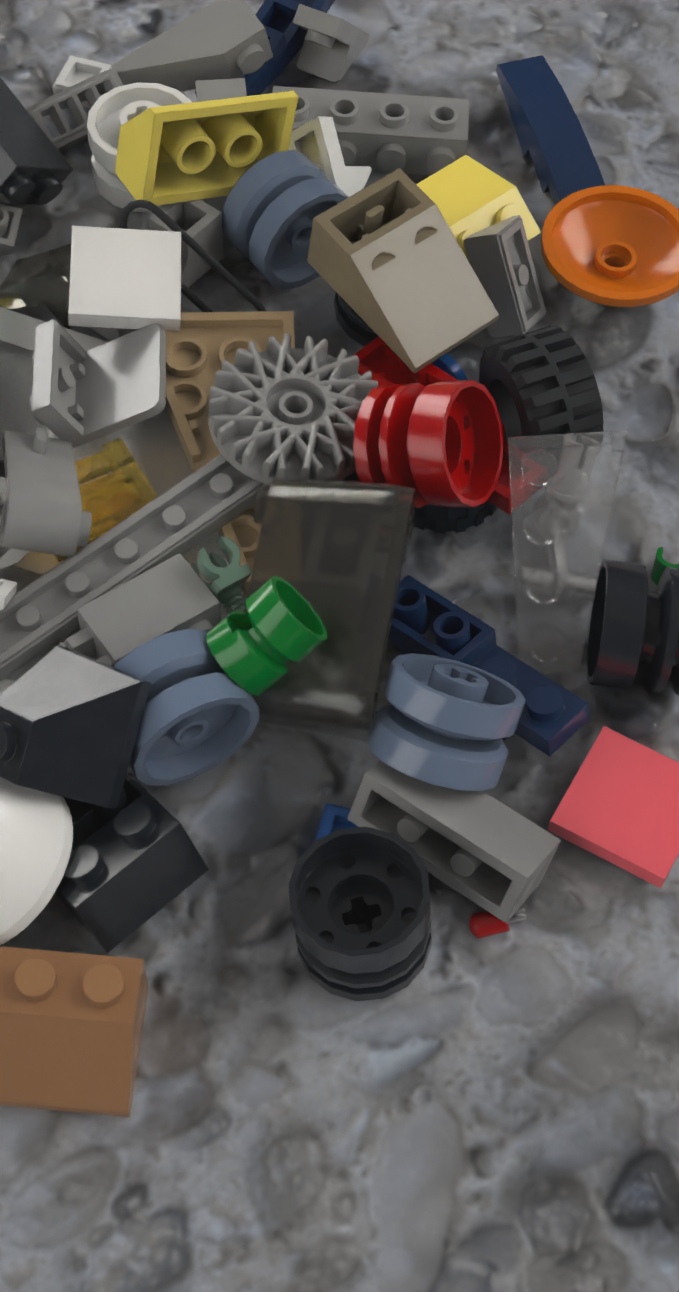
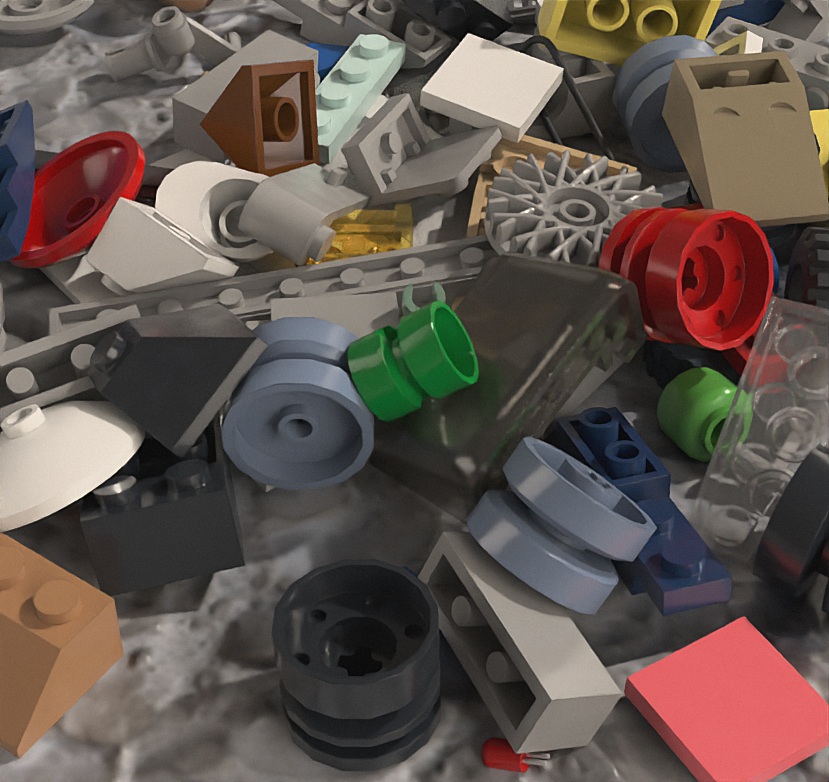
camera: 30 degrees right, 15 degrees down
(476, 549) = (695, 410): none -> bright green head

